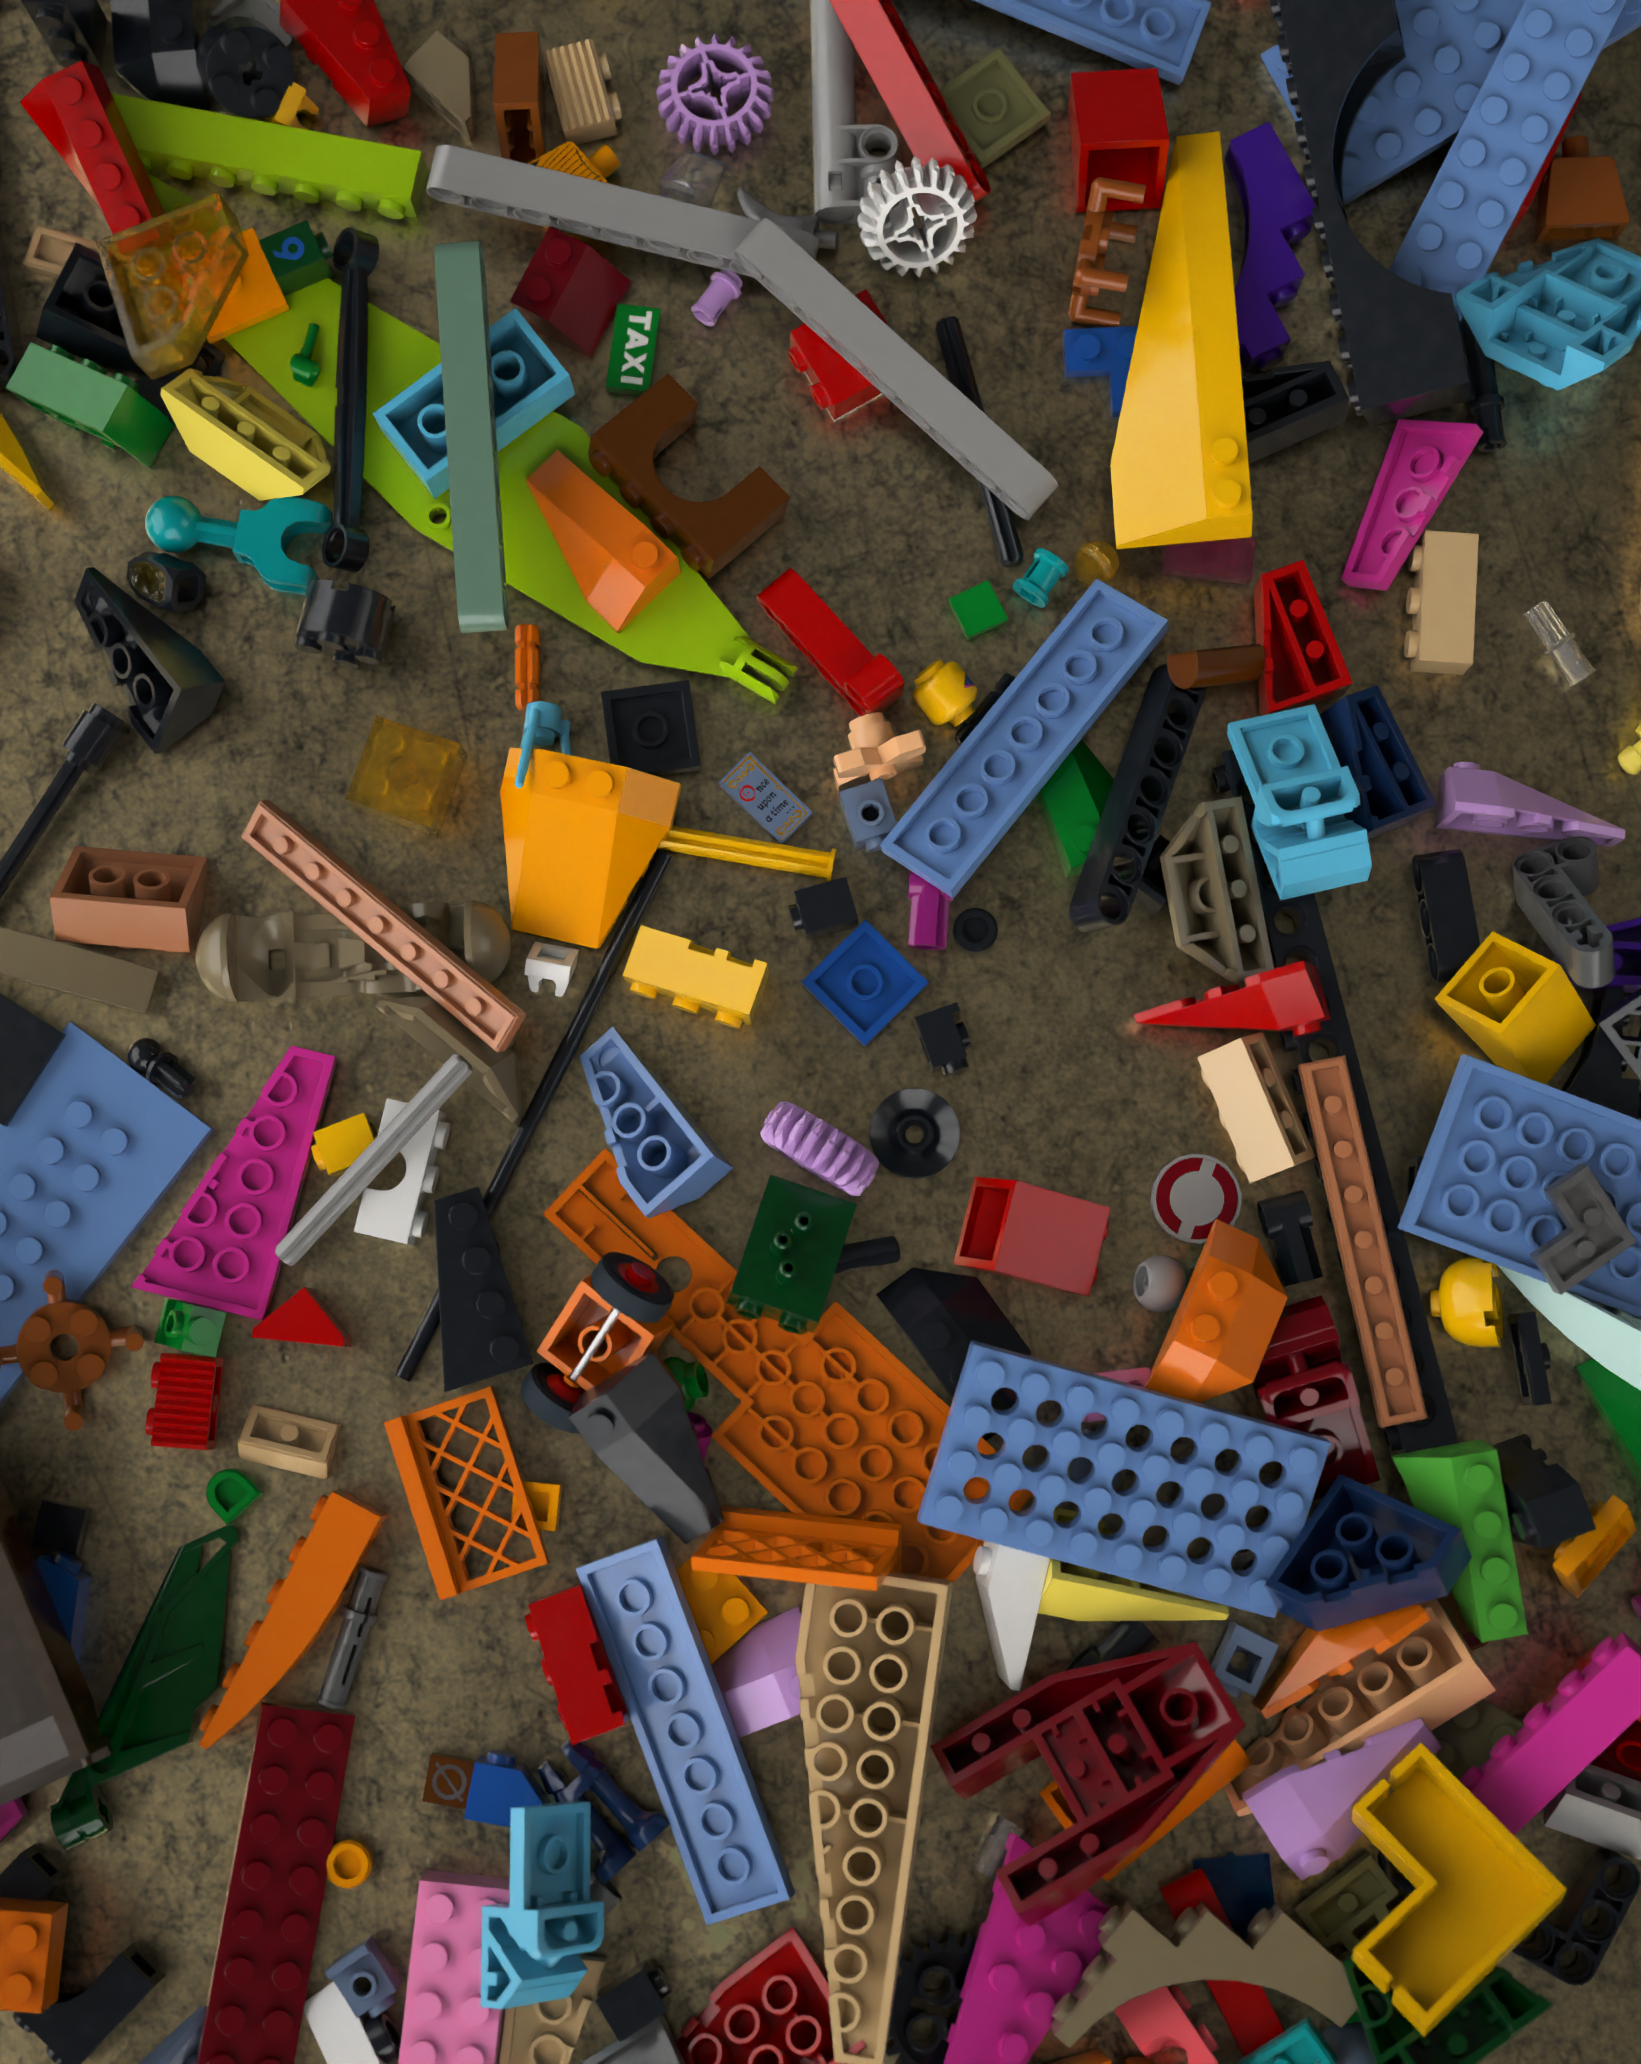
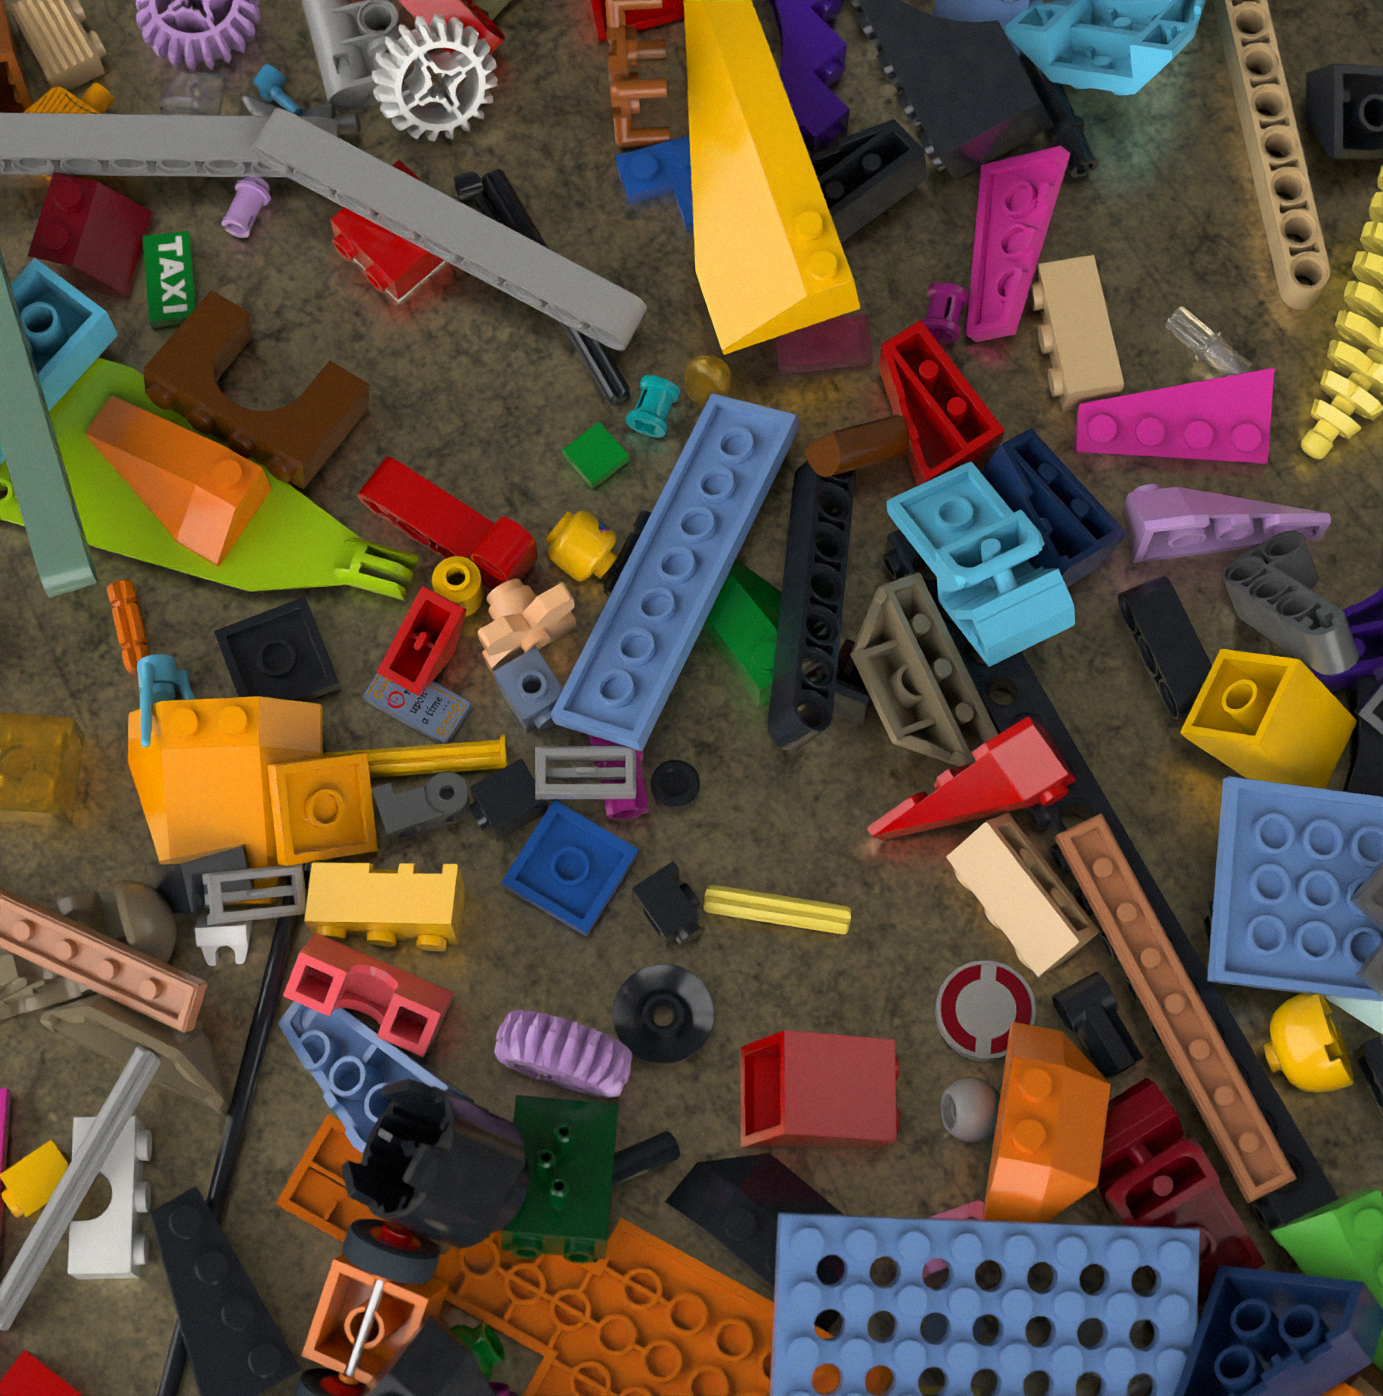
camera: 15 degrees left, 10 degrees down
(542, 916) = (181, 877): none -> black slope
(550, 937) = (216, 899): none -> light grey tile
(644, 1032) = (340, 977): none -> coral arch
(660, 878) = (322, 808): none -> light orange plate
(690, 1226) = (440, 1166): none -> black piece
(748, 898) = (422, 808): none -> dark grey leg
(764, 183) = (270, 82): none -> dark azure hand
(783, 749) = (423, 642): none -> red slope
(828, 717) = (460, 582): none -> yellow brick
(897, 921) = (585, 791): none -> light grey tile
(924, 327) = (470, 187): none -> black hand
(1037, 1064) = (777, 909): none -> light yellow axle
(1327, 552) = (945, 312): none -> magenta bush
(1526, 711) = (1195, 421): none -> dark pink wing

